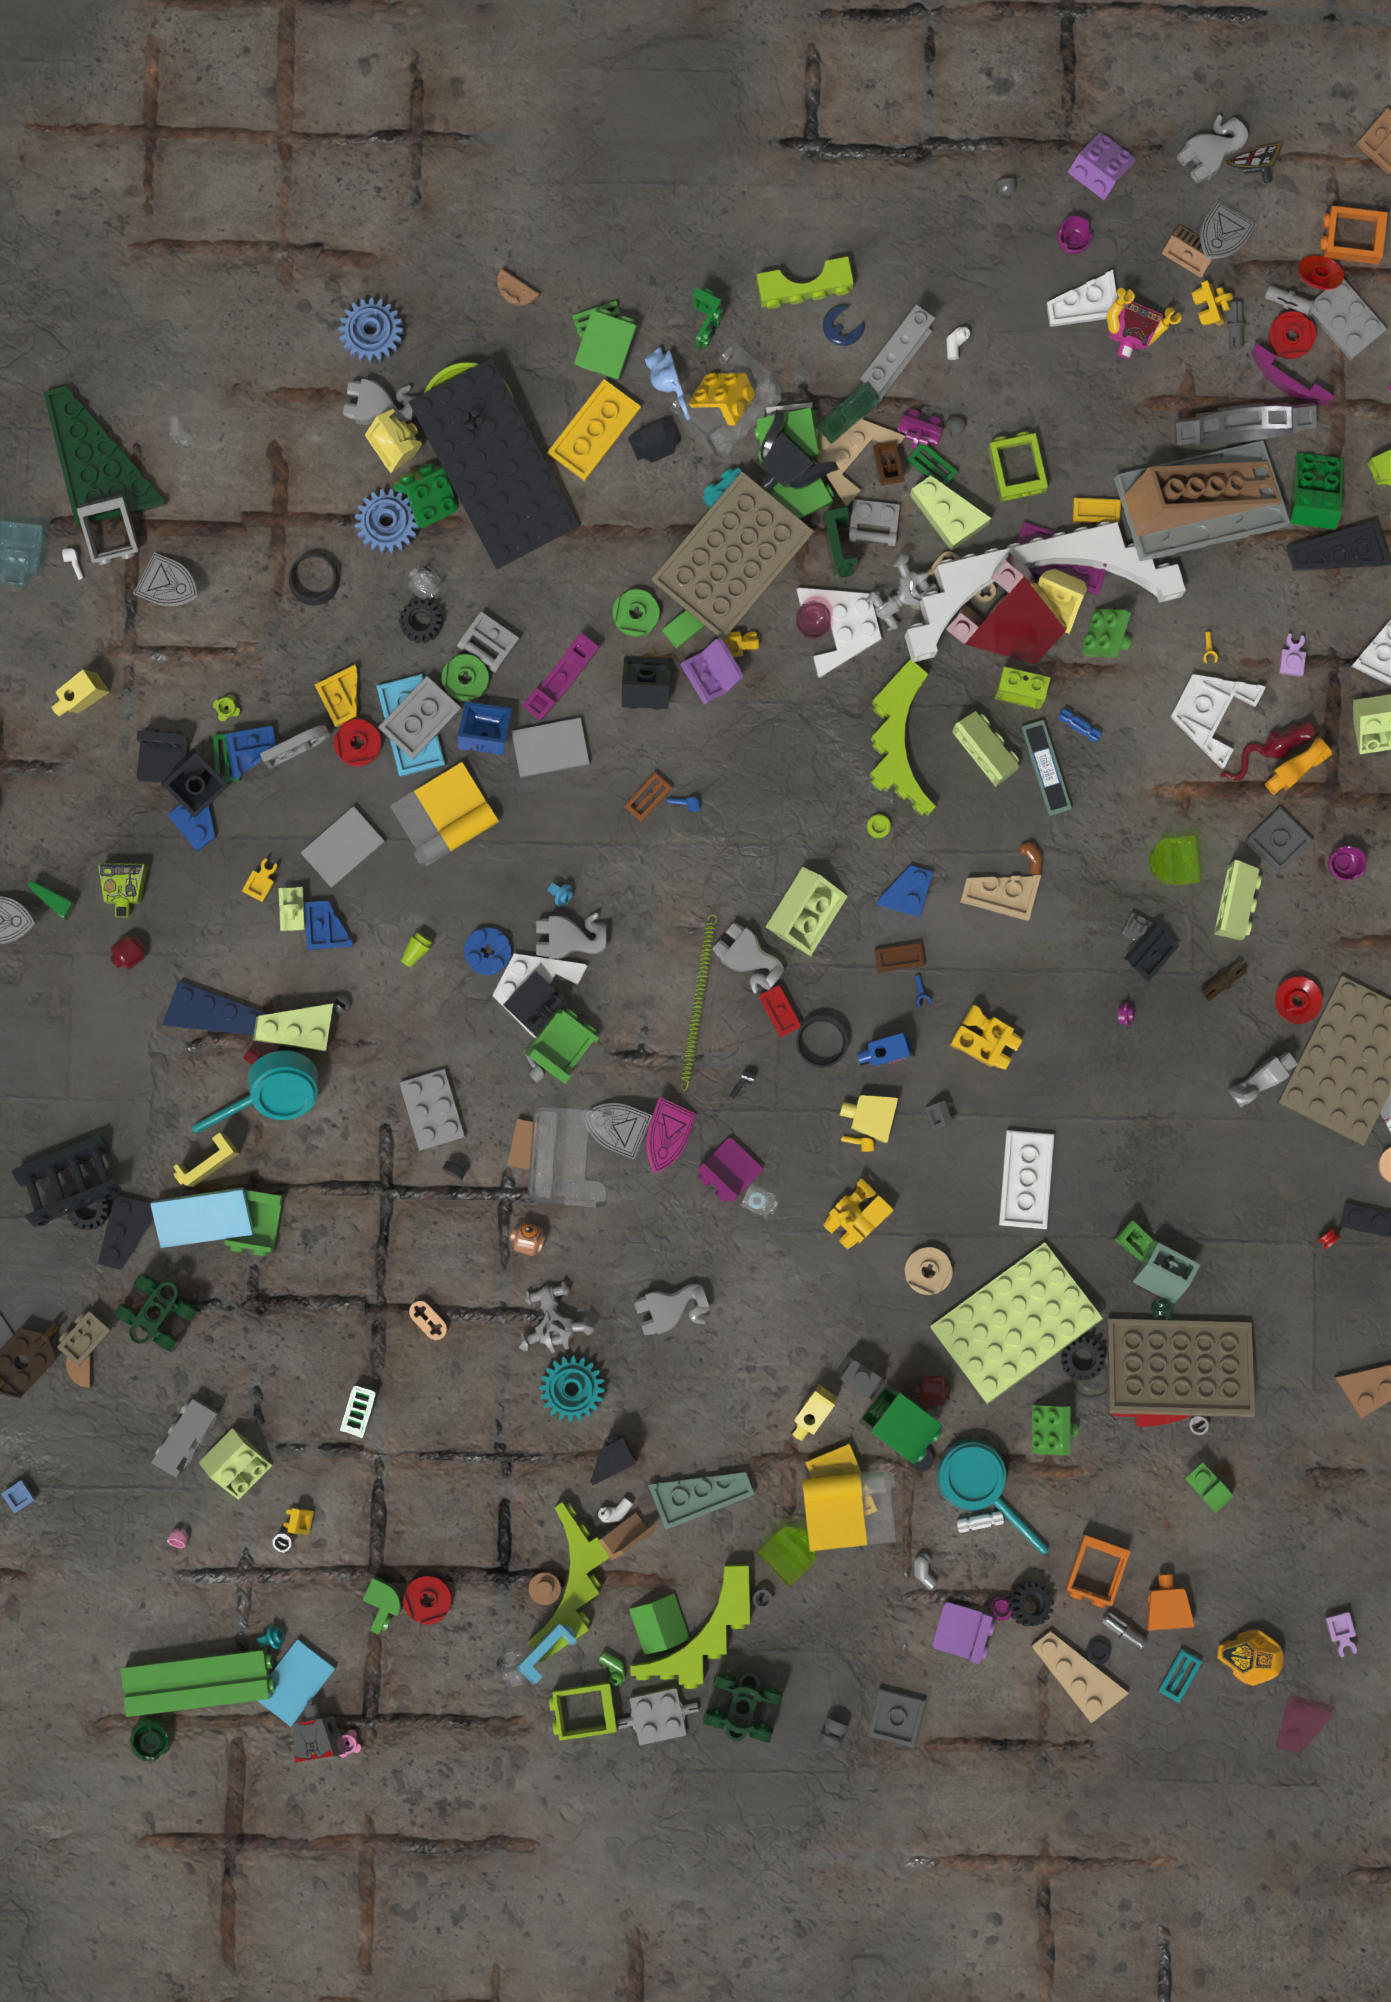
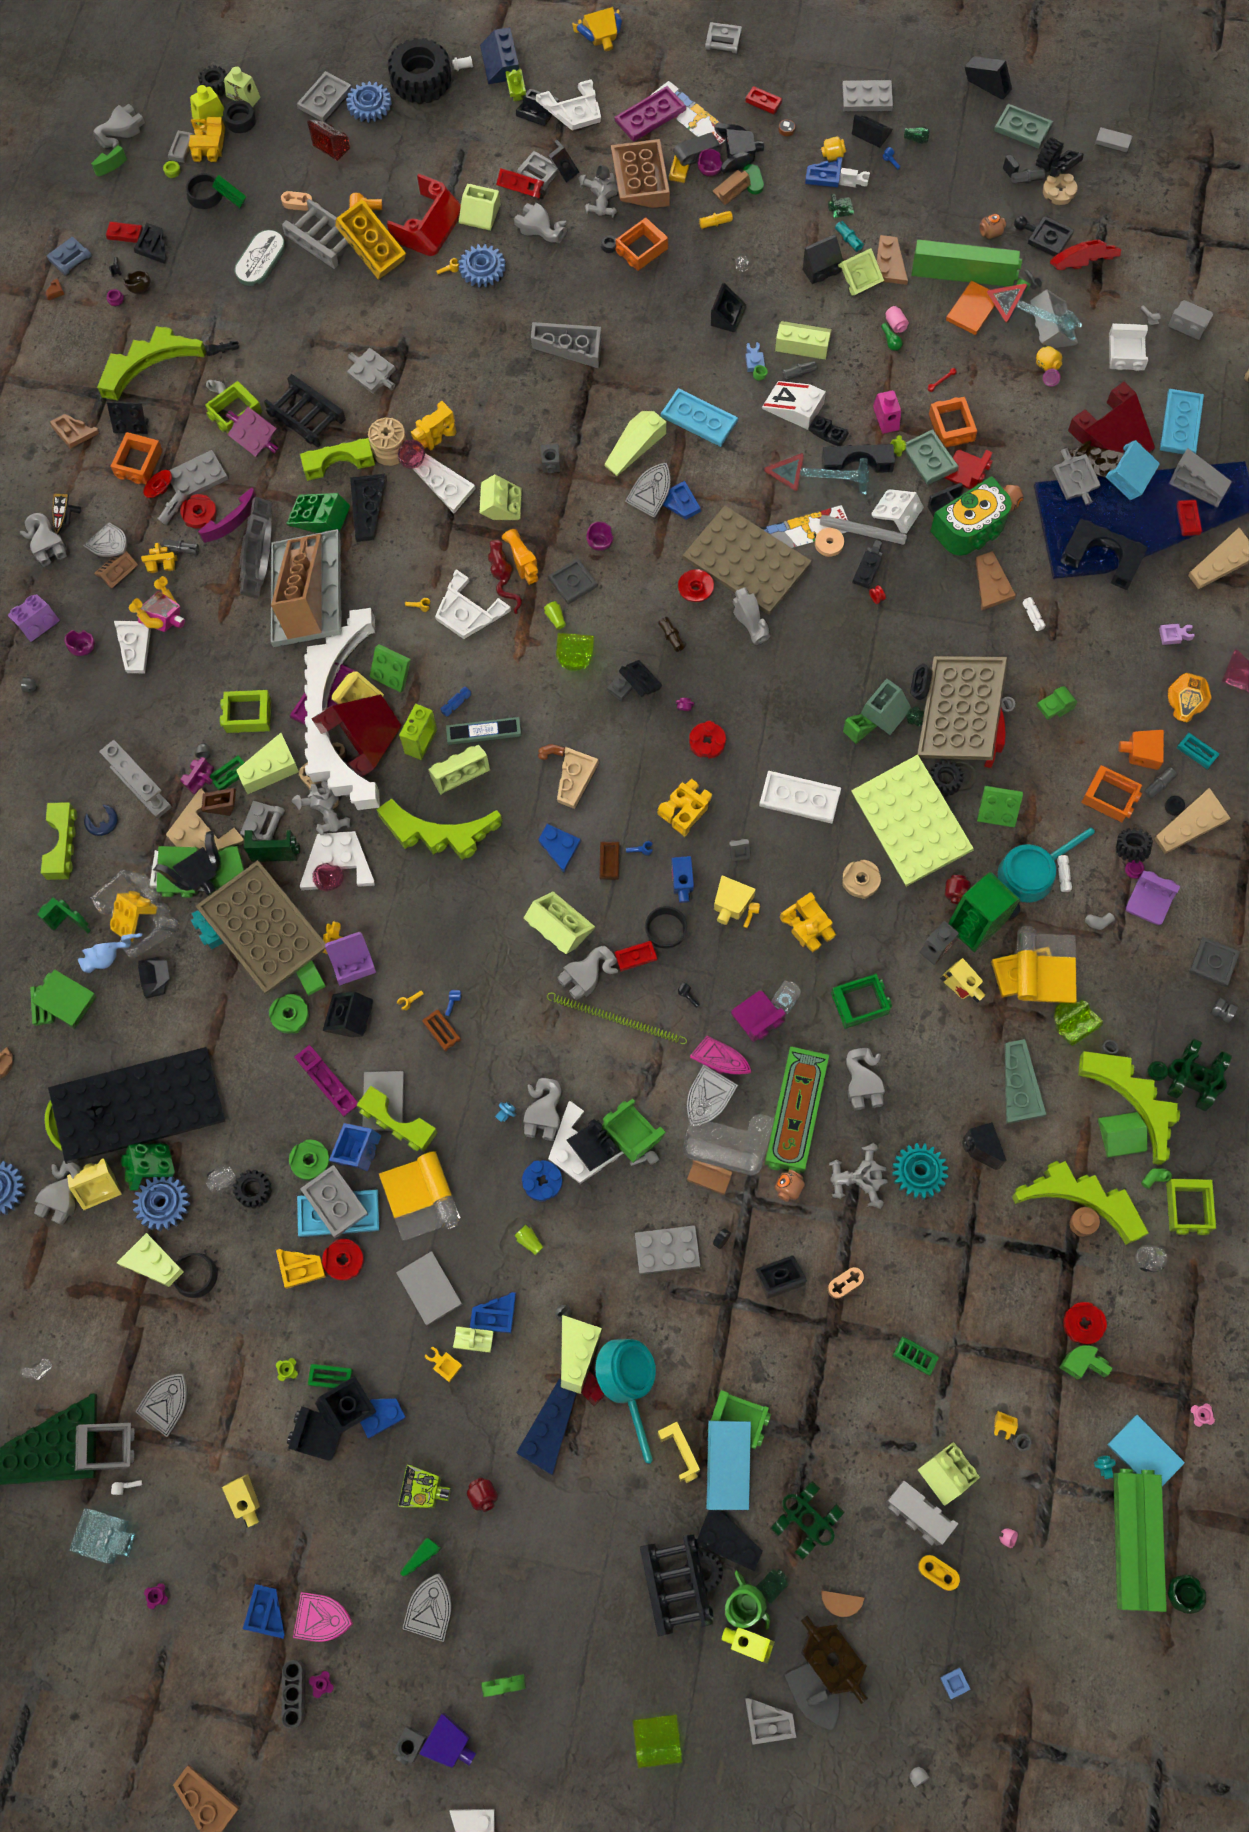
camera: 80 degrees left, 15 degrees down
(20, 1279) = (757, 1648): none -> neon yellow torso
(59, 1259) = (746, 1605): none -> bright green piece
(83, 1338) = (820, 1594): dark tan bracket -> none
(86, 1285) = (773, 1585): none -> clear green bracket
(129, 1465) = (938, 1572): none -> yellow plate
(245, 747) = (326, 1354): blue wing -> none
(295, 746) = (334, 1312): light grey tile -> none
(316, 1737) = (1197, 1439): dark grey torso -> none
(318, 528) = (151, 1261): none -> yellowish green wing
(422, 1244) = (781, 1277): none -> black slope
(492, 635) = (279, 1131): light grey plate -> none
(526, 1665) = (1141, 1224): medium azure panel -> none
(538, 741) = (417, 1133): none -> lime arch
(594, 430) = (131, 1021): yellow plate -> none
(615, 1514) = (1028, 1153): white arm -> none
(620, 1234) = (796, 1110): none -> brick
(625, 1536) = (1049, 1145): medium nougat panel -> none
(657, 1715) = (1198, 1147): light grey plate -> none
(679, 752) = (409, 1000): none -> yellow hand
(744, 1659) = (1157, 1071): none -> dark green plate
(790, 1310) = (842, 1007): none -> green window
(849, 412) = (170, 817): clear green plate -> none
(878, 826) = (502, 858): lime tile -> none
(954, 340) = (135, 740): white arm -> none
(1069, 1051) = (711, 730): none -> red plate
(1096, 510) = (294, 664): yellow tile -> none
(1212, 1310) = (921, 682): none -> black plate
(1223, 827) = (555, 615): none -> lime cone
(1237, 901) = (612, 614): yellowish green slope -> none
(1292, 660) = (439, 551): lavender plate -> none
(1339, 1445) = (1034, 614): none -> white axle

